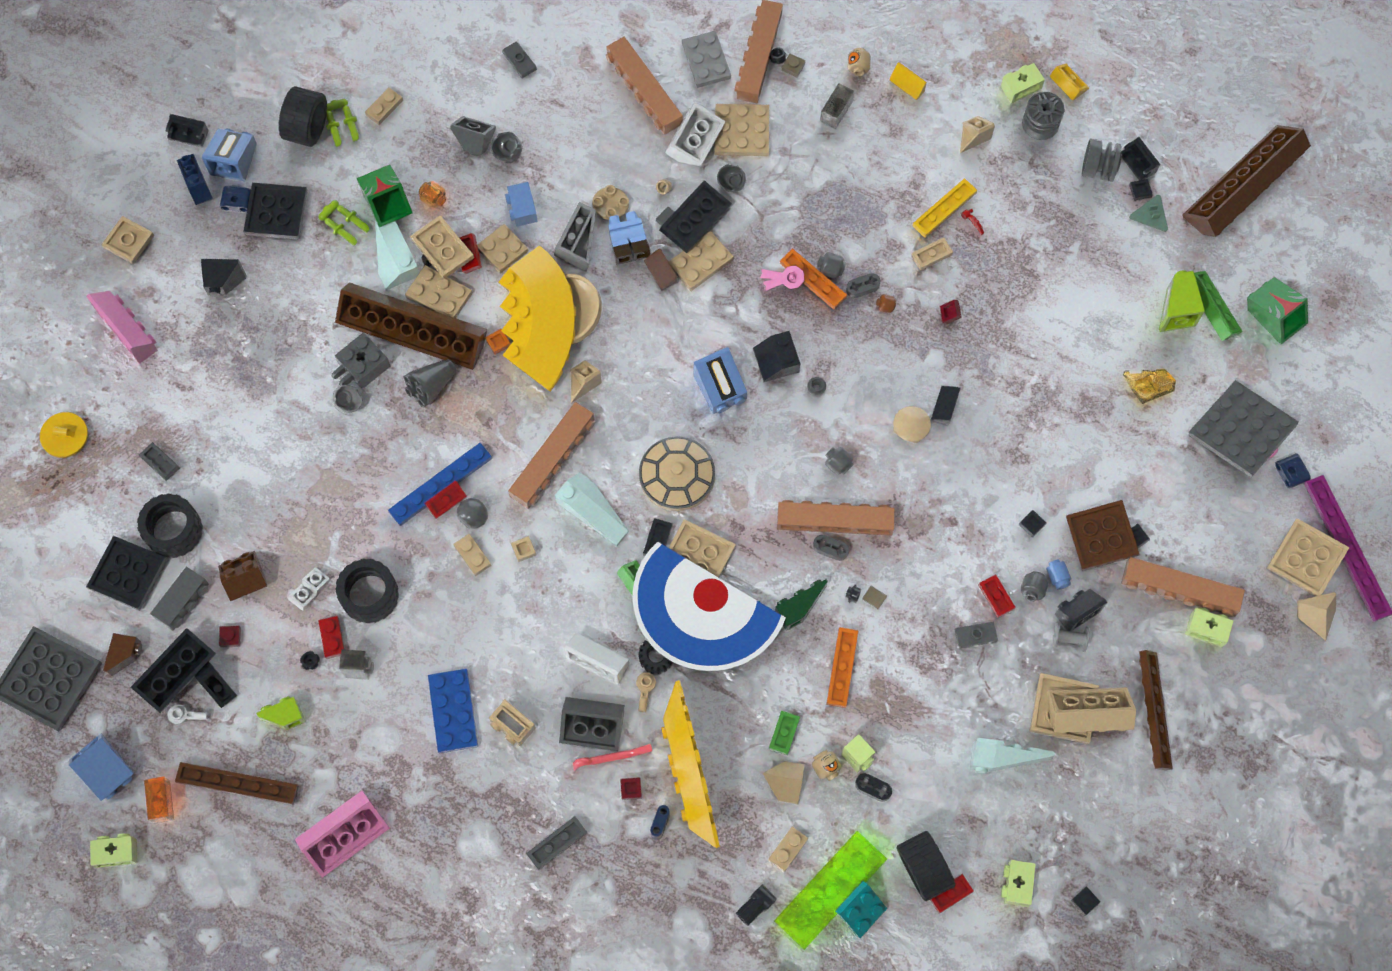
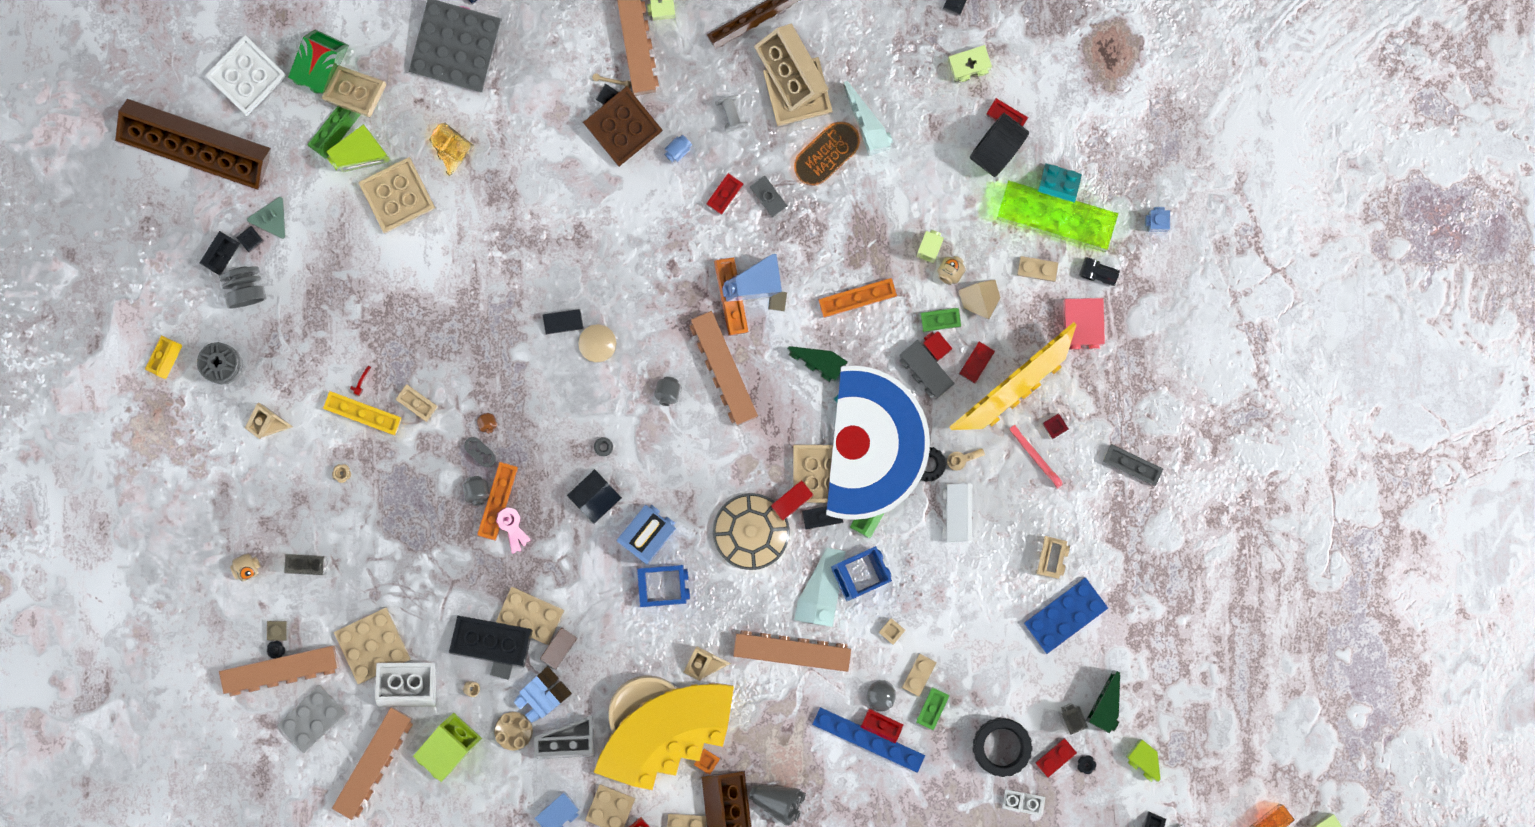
camera: 115 degrees left, 15 degrees up
(236, 783) = (1223, 766): reddish brown plate -> none
(341, 834) = (1218, 651): bright pink slope -> none
(343, 695) = (1106, 708): none -> dark green slope
(436, 550) = (932, 708): none -> bright green plate
(591, 723) = (1017, 488): dark grey slope -> none
(595, 525) = (845, 581): none -> blue window
(626, 146) = (447, 747): none -> lime slope
(660, 822) = (1072, 386): dark blue piece -> none
(677, 360) = (642, 584): none -> blue window
(685, 517) = (792, 500): none -> red slope
(714, 866) = (1089, 321): none -> coral brick
(727, 747) = (976, 362): none -> red plate
(731, 178) = (433, 628): dark grey hair -> none
(744, 695) = (926, 370): none -> dark grey brick
(761, 716) = (936, 345): none -> red brick
(832, 543) = (747, 361): dark grey beam -> none
(853, 594) = (785, 320): black plate -> none
(875, 782) = (954, 222): black beam -> none
(898, 556) = (733, 310): none -> orange plate
(901, 165) = (346, 473): none -> tan plate
(903, 577) = (755, 282): none -> medium blue slope
(908, 81) = (242, 511): yellow slope -> none
(950, 311) = (468, 358): dark red plate -> none
(992, 706) = (826, 153): none -> clear orange tile
(1022, 82) = (181, 392): yellowish green brick -> none
(1032, 523) = (640, 192): black plate -> none
(1034, 586) = (700, 165): dark grey head -> none
(1080, 609) = (702, 116): black slope -> none
(1125, 320) = (396, 195): none -> tan plate
(1158, 537) = (596, 77): none -> tan hinge
(1237, 324) = (354, 91): none -> tan plate
(1290, 248) = (246, 75): none -> white plate

